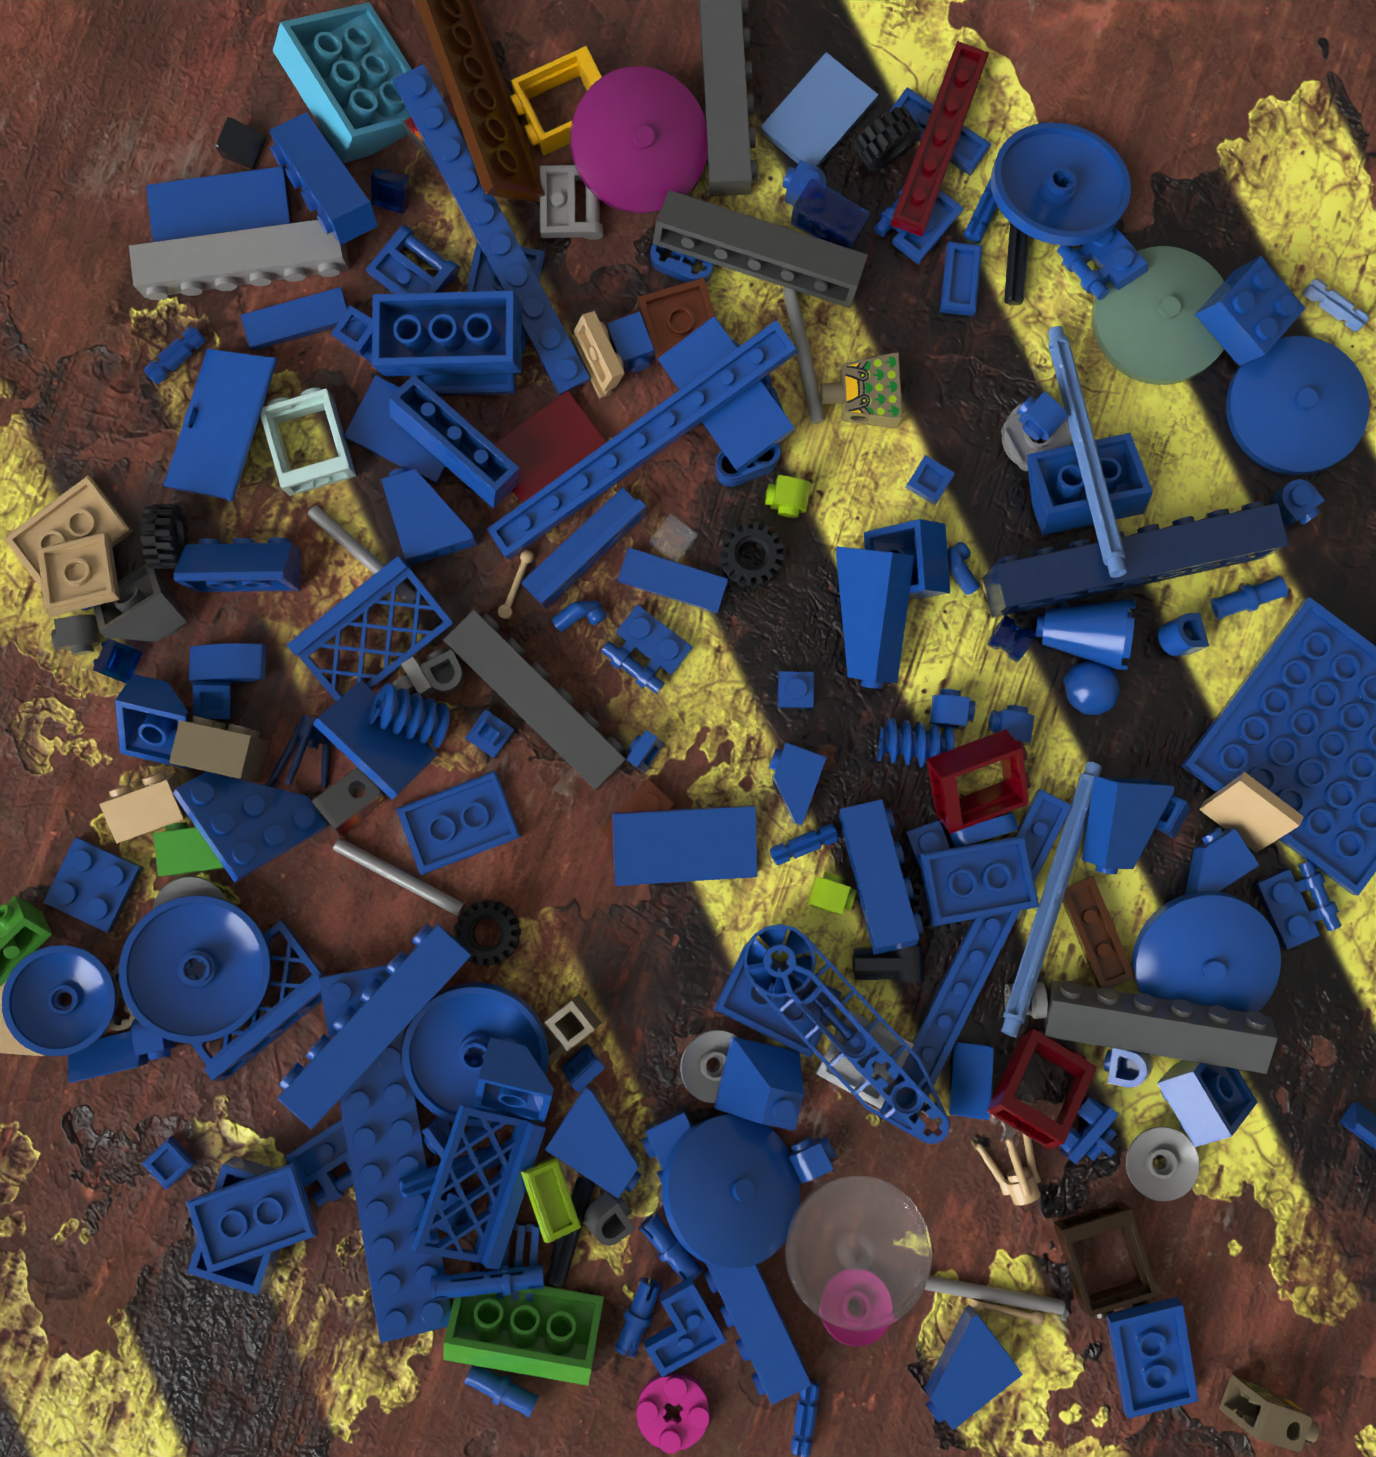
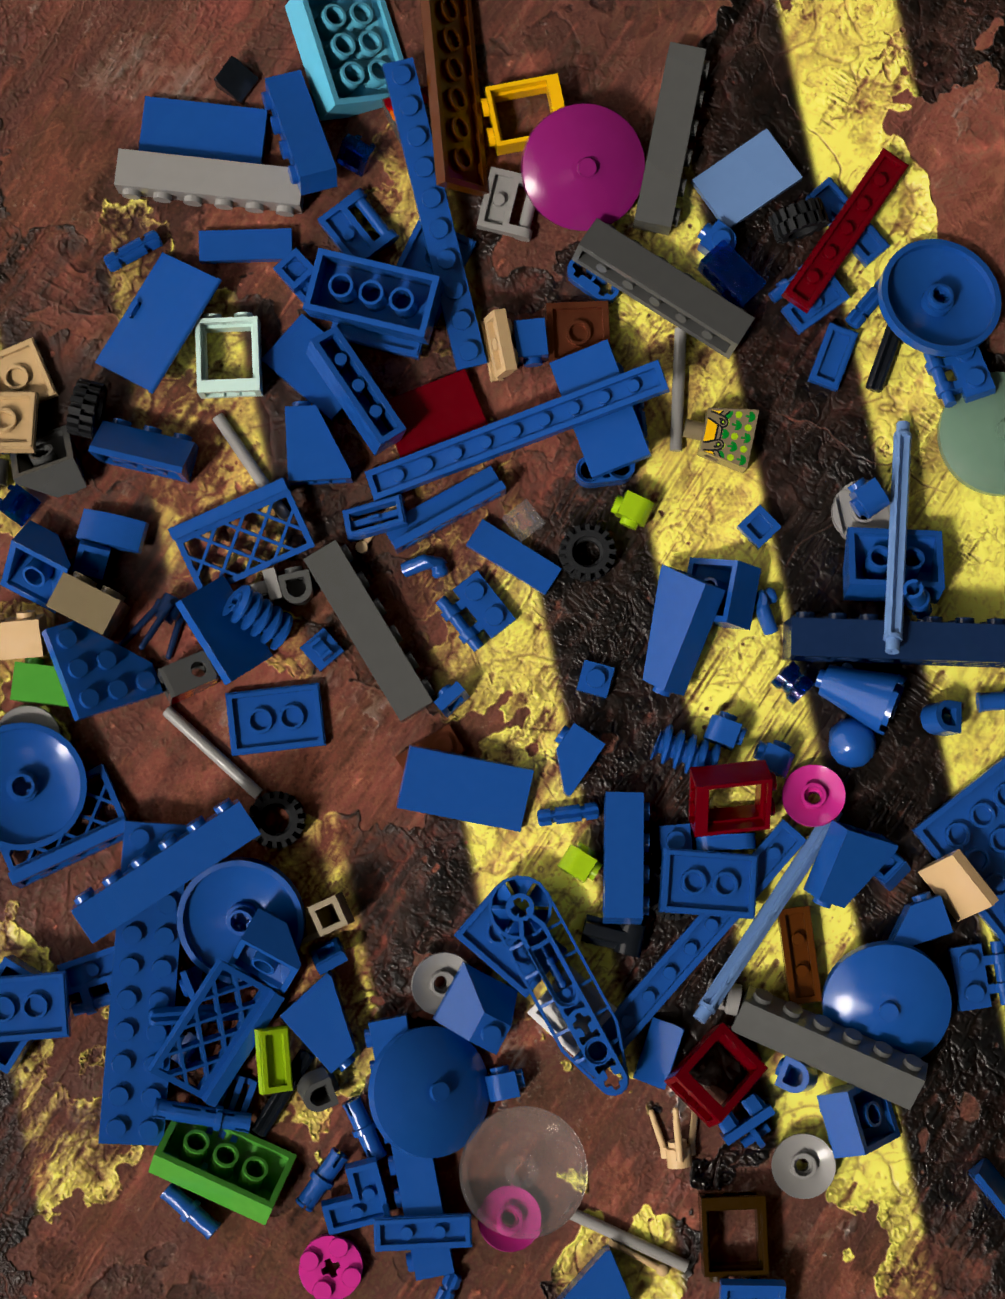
camera: 10 degrees right, 0 degrees up
(530, 550) = (401, 522): none -> blue tile
(764, 1349) = (422, 1231): none -> blue tile
(1066, 738) = (808, 781): none -> dark pink dish
(1126, 510) = (917, 598): none -> blue pin

